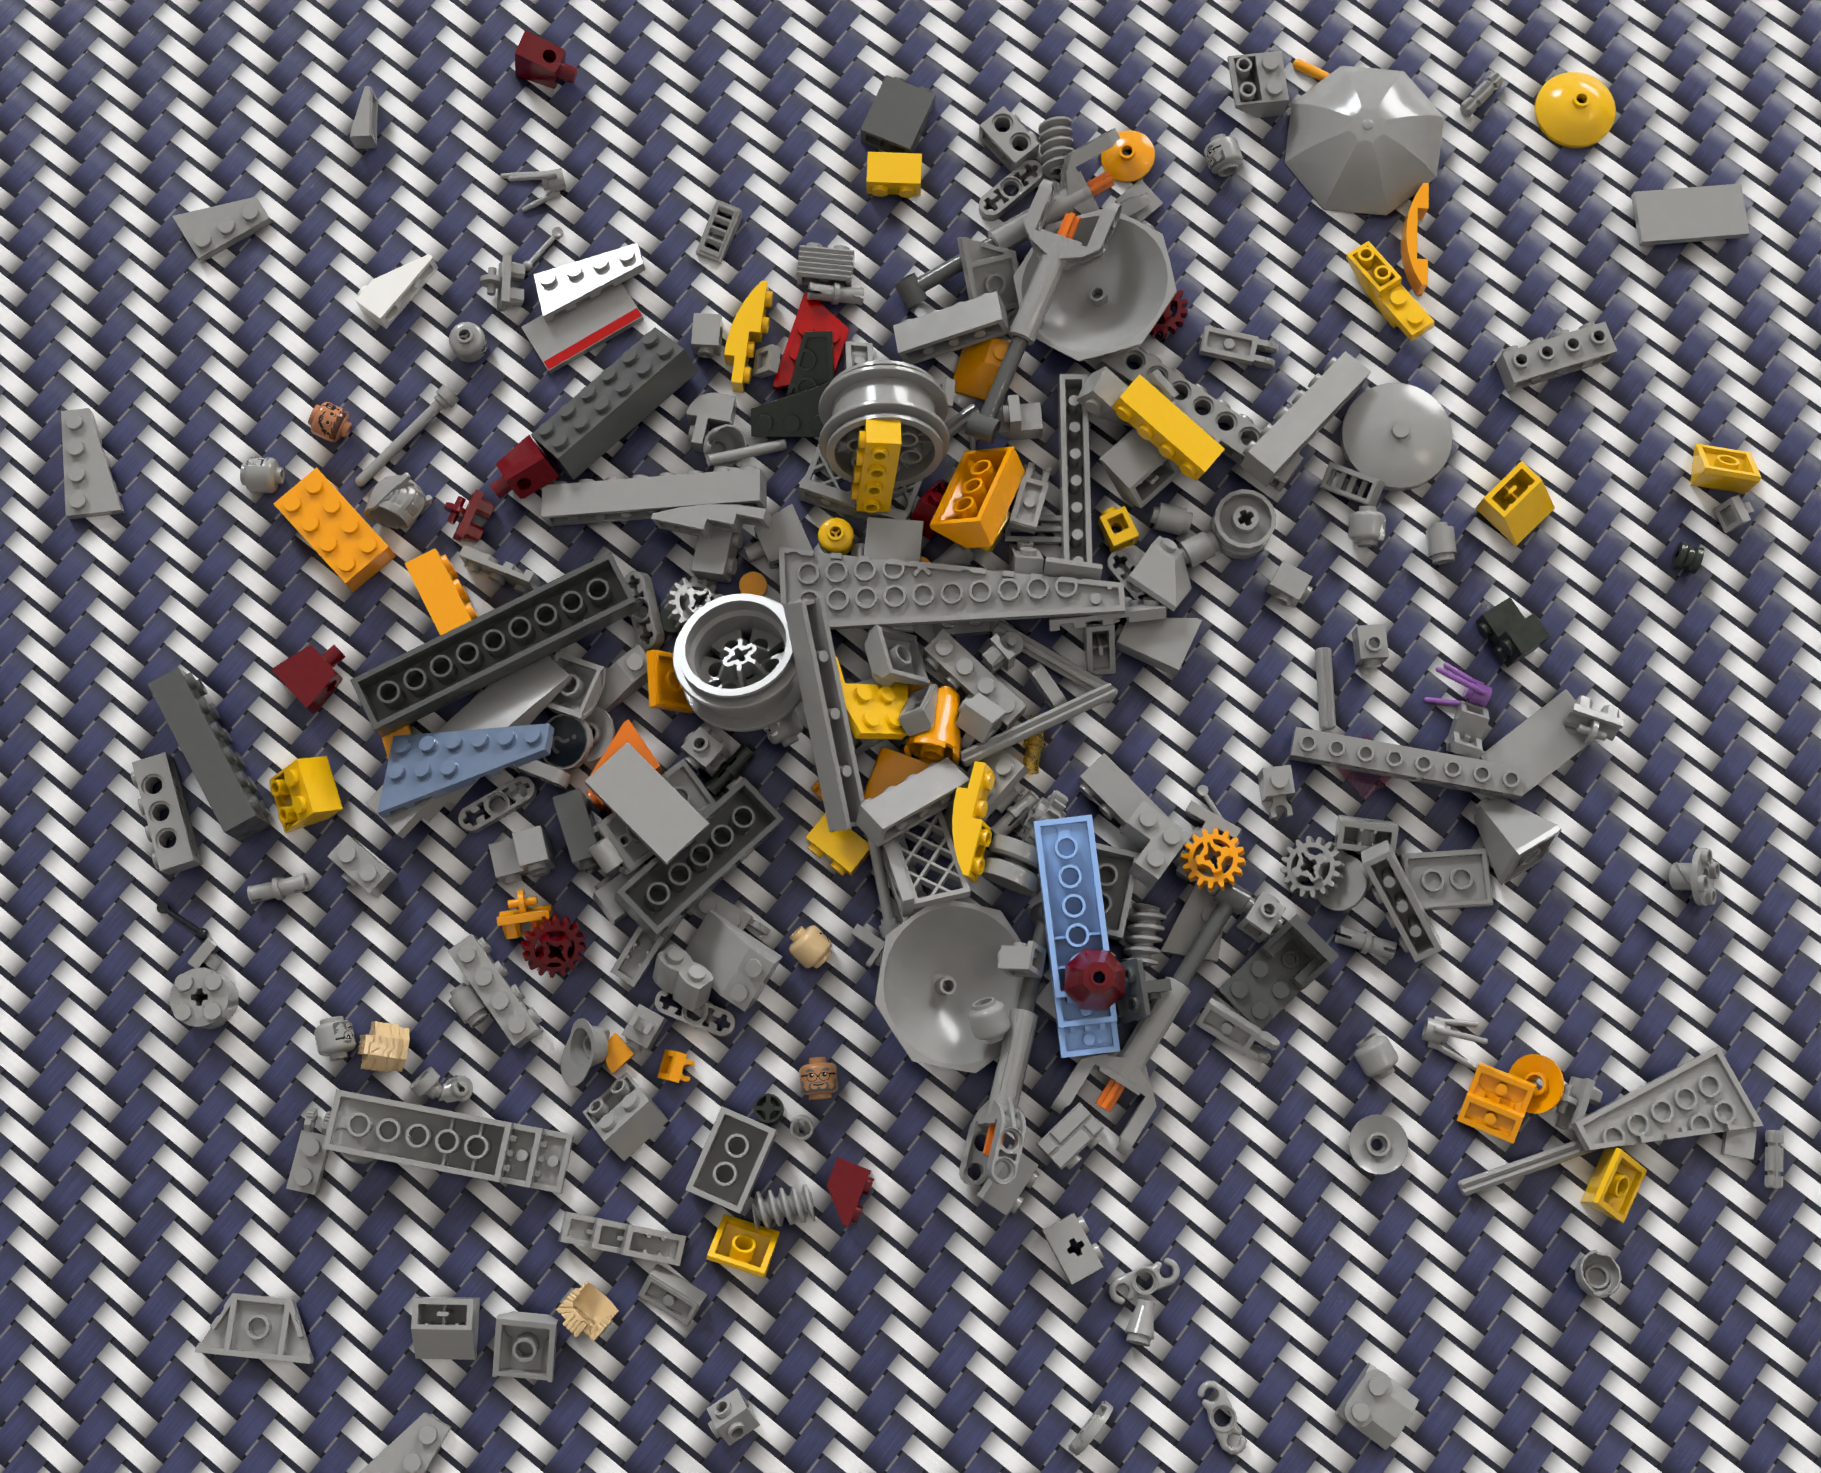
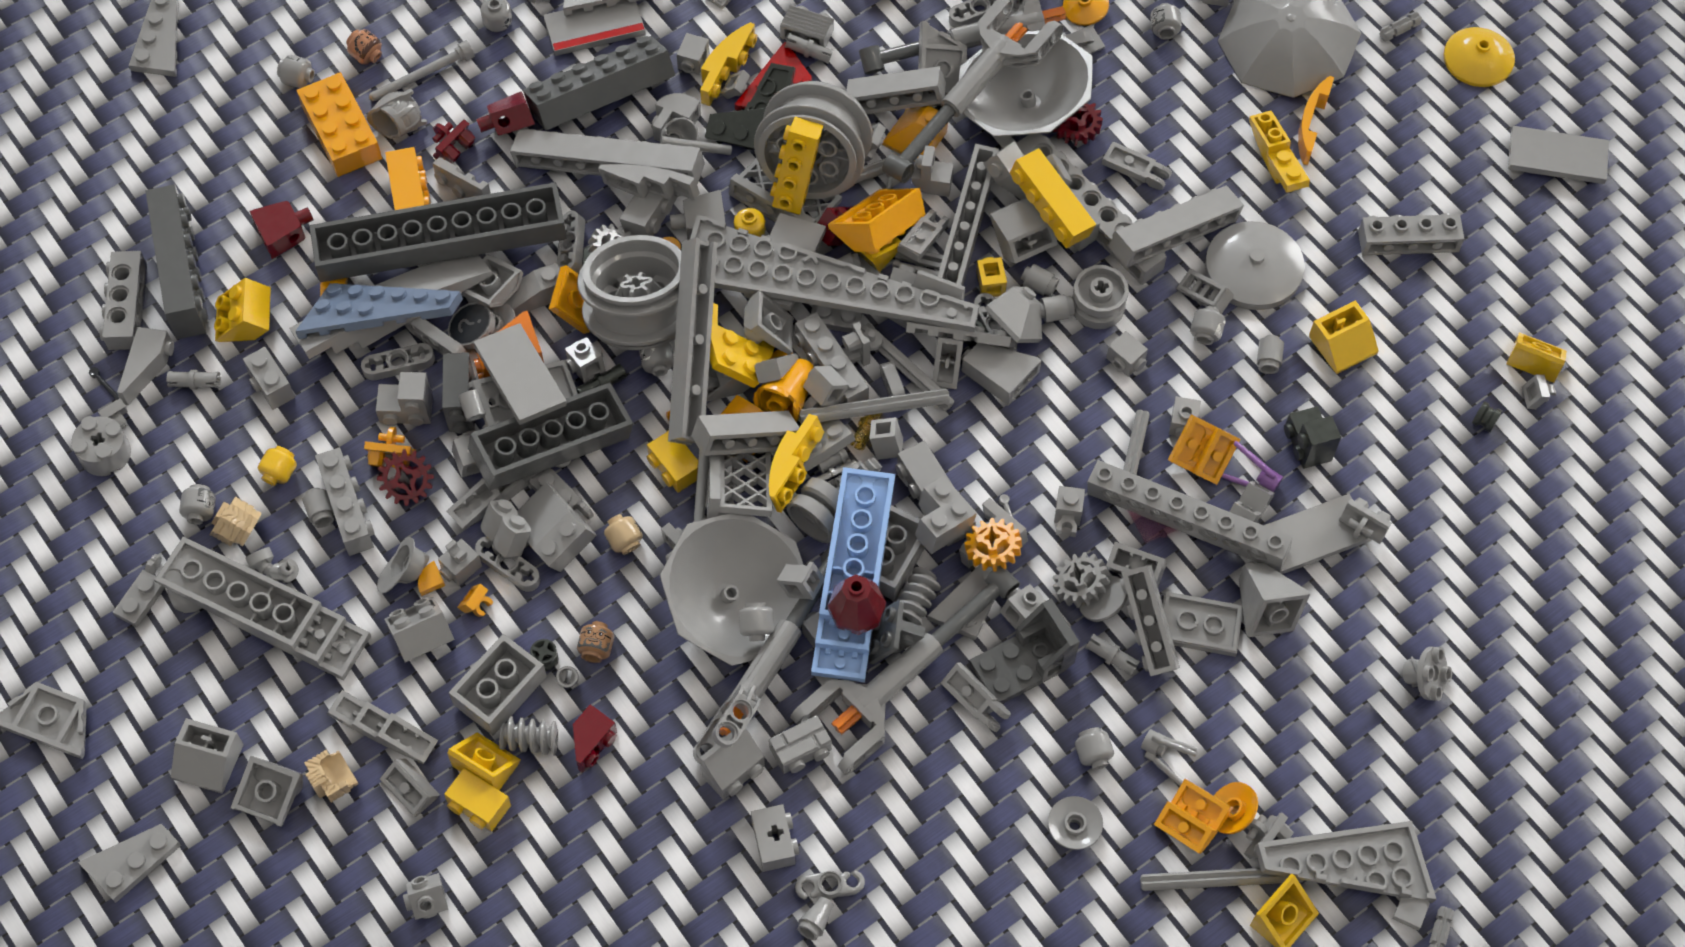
camera: 15 degrees right, 15 degrees down
(216, 880) = (146, 359): none -> light grey slope
(407, 969) = (277, 465): none -> yellow head
(750, 1294) = (477, 800): none -> yellow brick
(1060, 758) = (886, 438): none -> light grey brick
(1401, 679) = (1203, 449): none -> light orange slope

